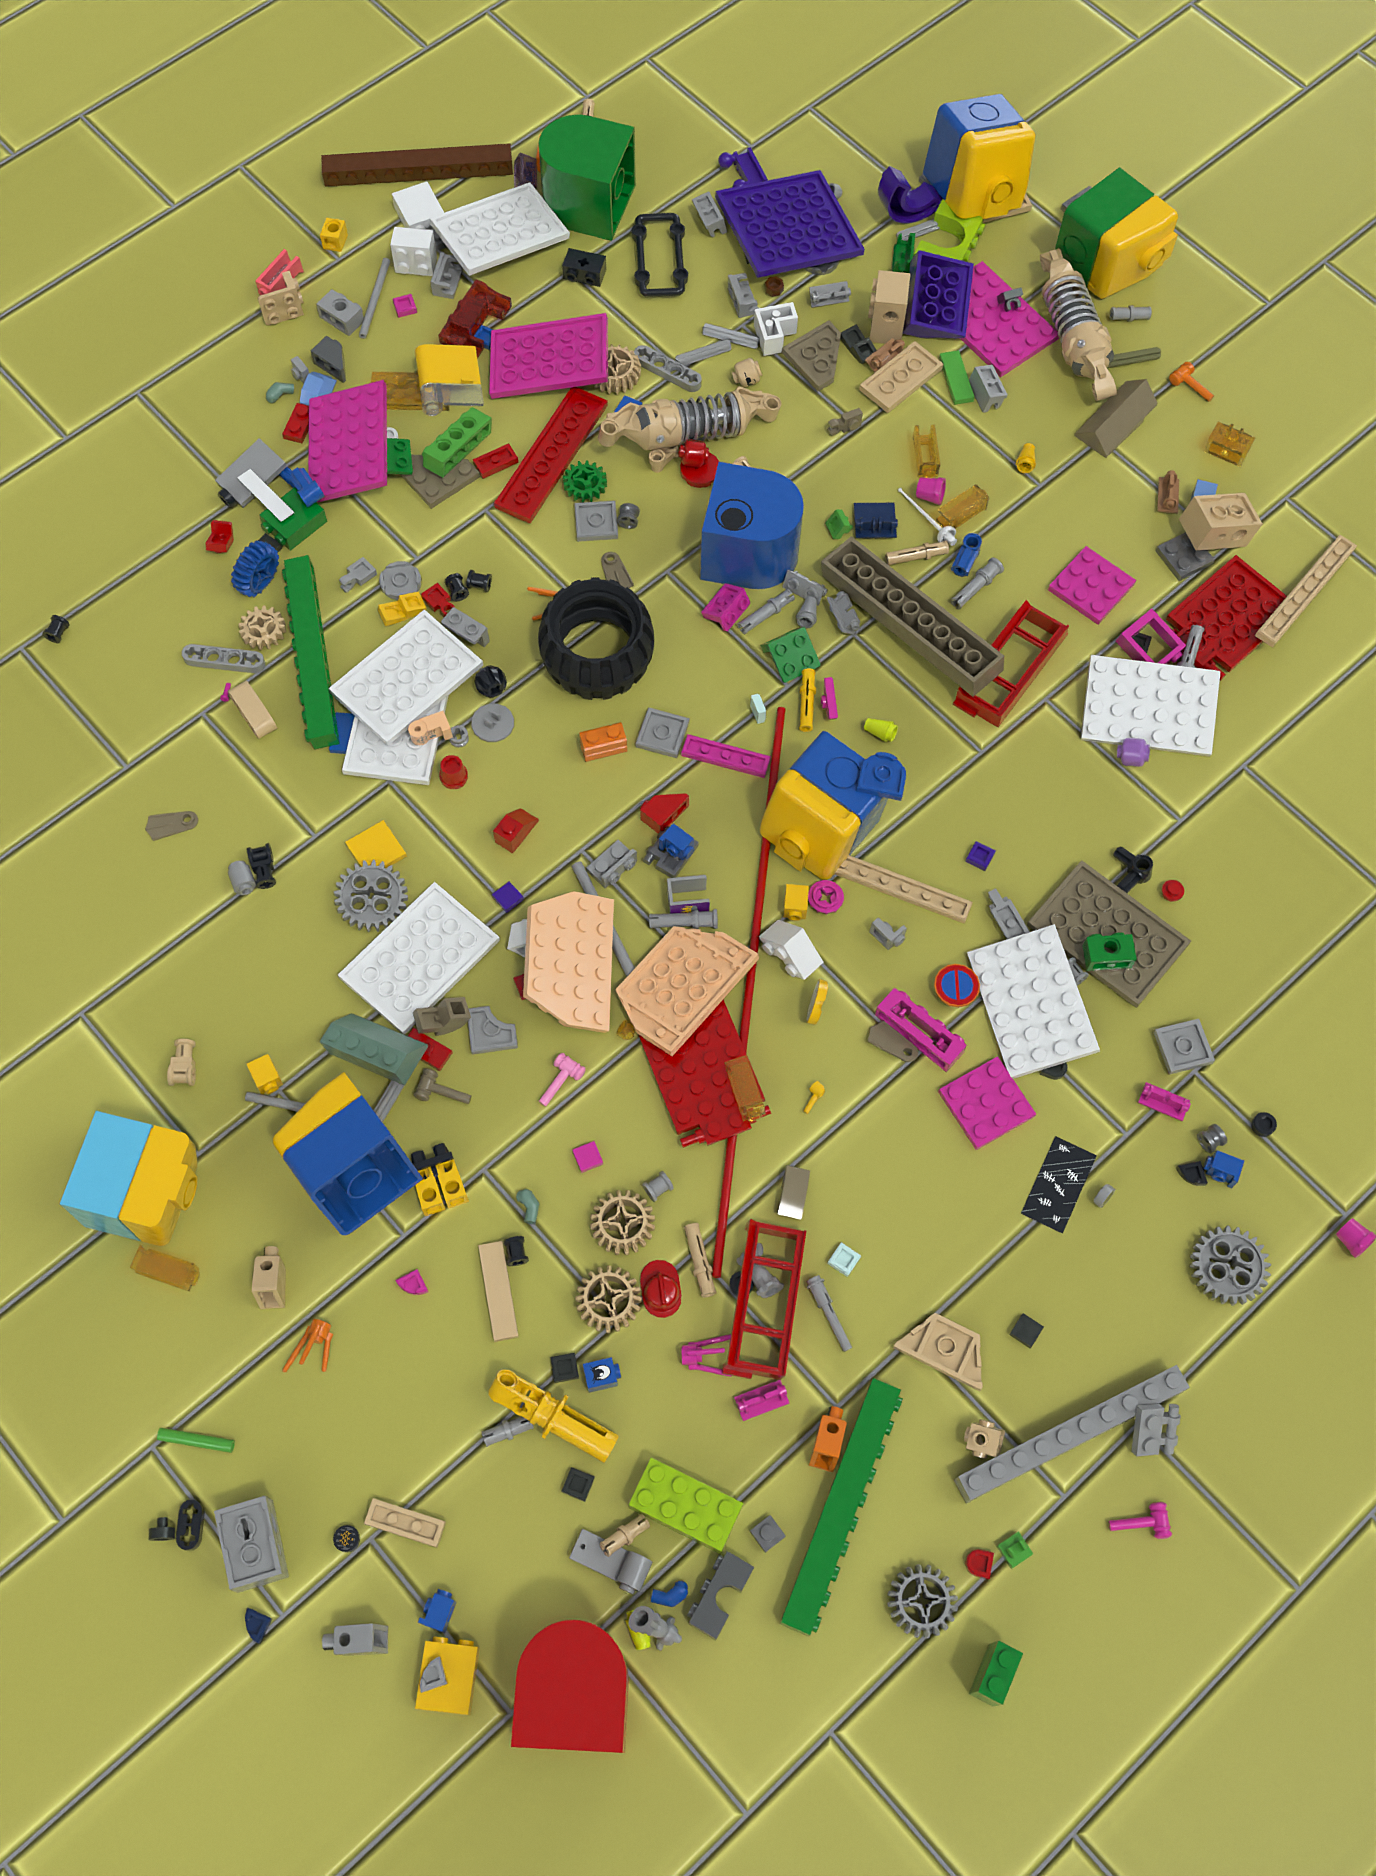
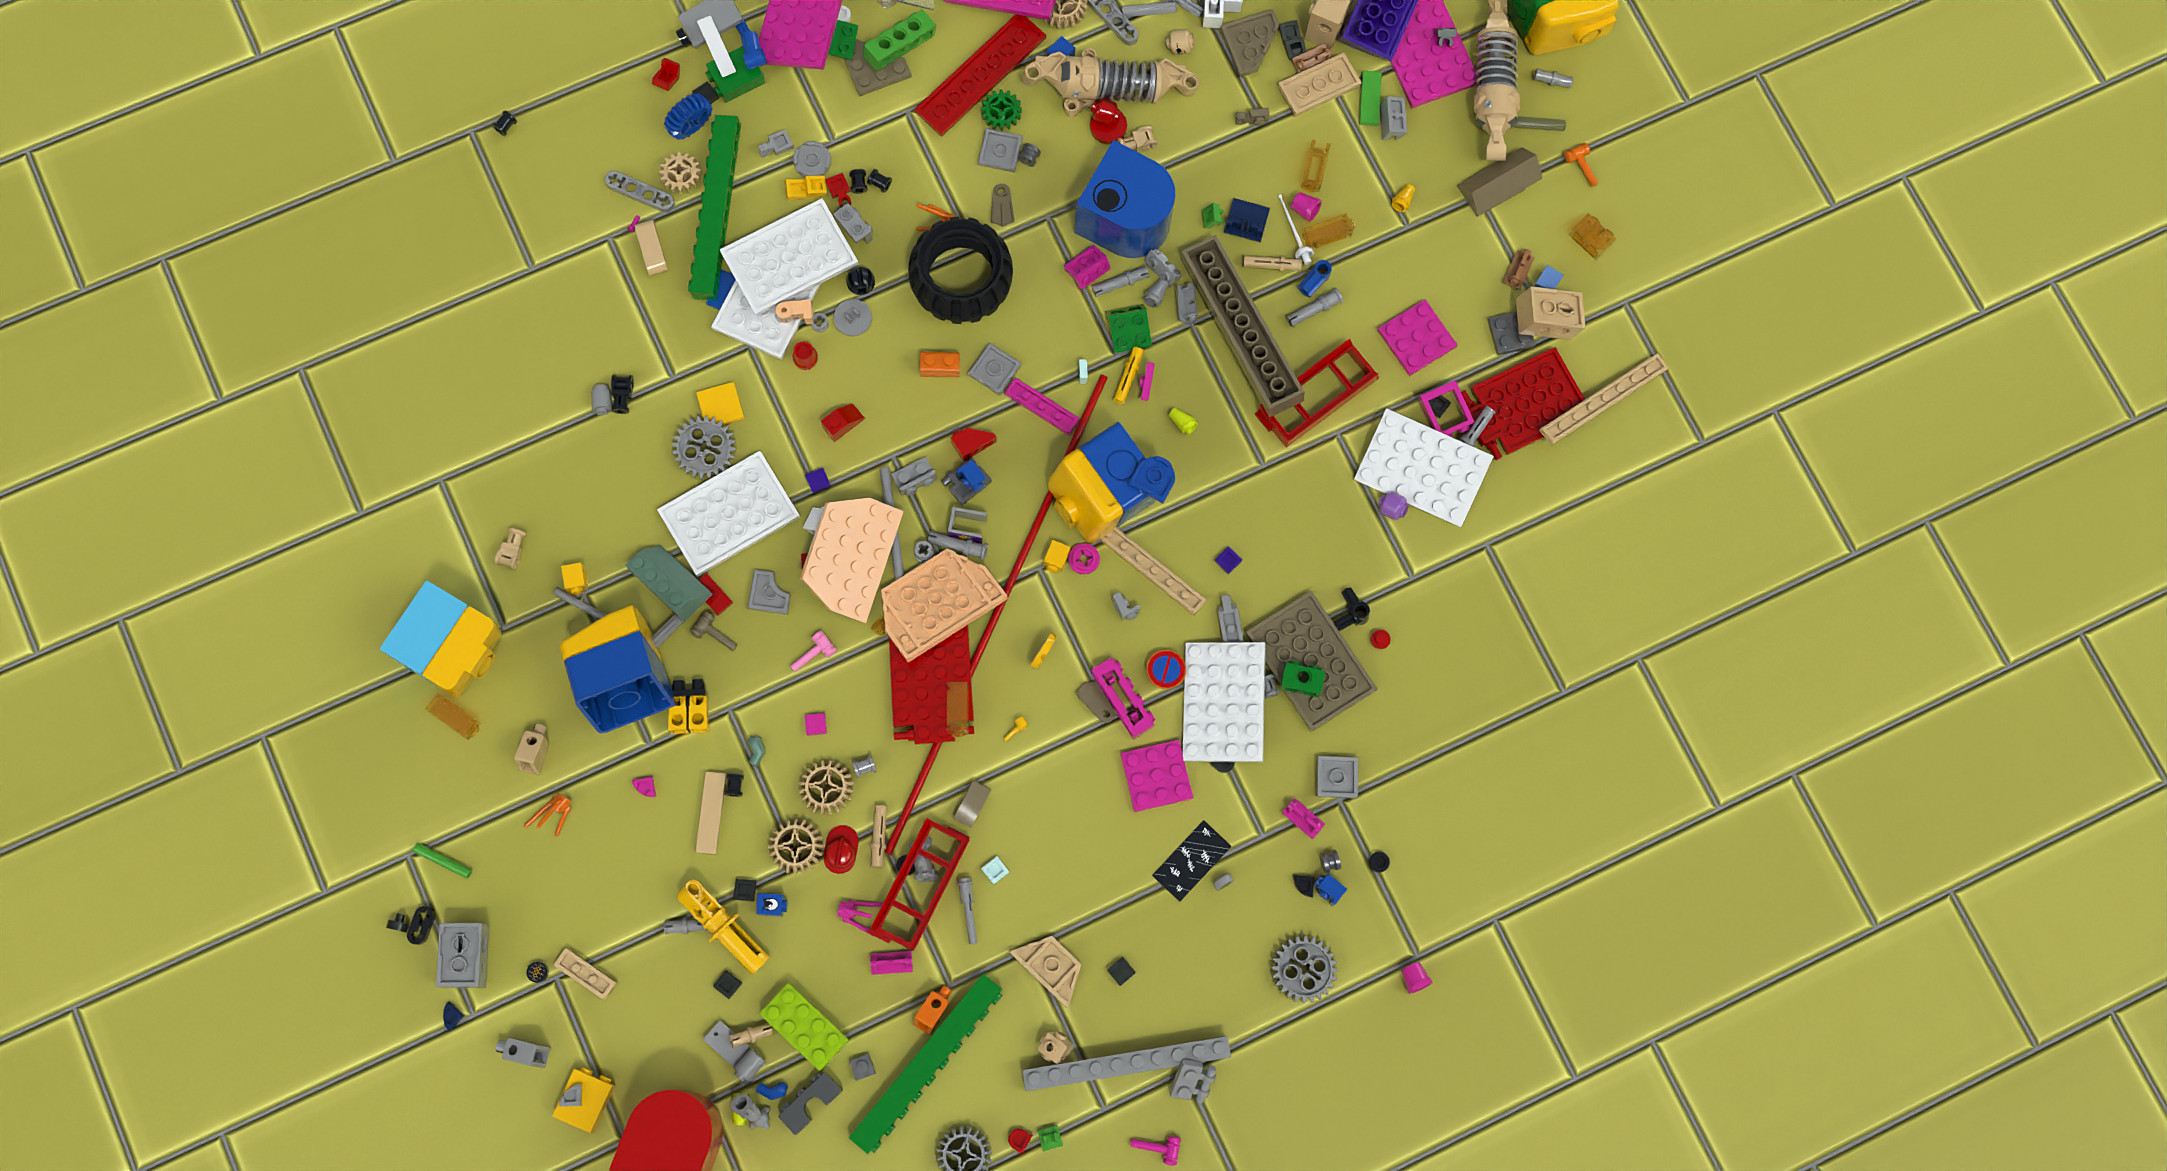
camera: 10 degrees right, 10 degrees up
(169, 824) = (555, 332): dark tan piece -> none
(438, 1611) = (591, 1049): blue brick -> none
(443, 1019) = (731, 573): dark tan brick -> none
(495, 460) = (929, 66): red plate -> none
(646, 931) = (921, 557): none -> light grey bush
(793, 947) = (1038, 597): white brick -> none

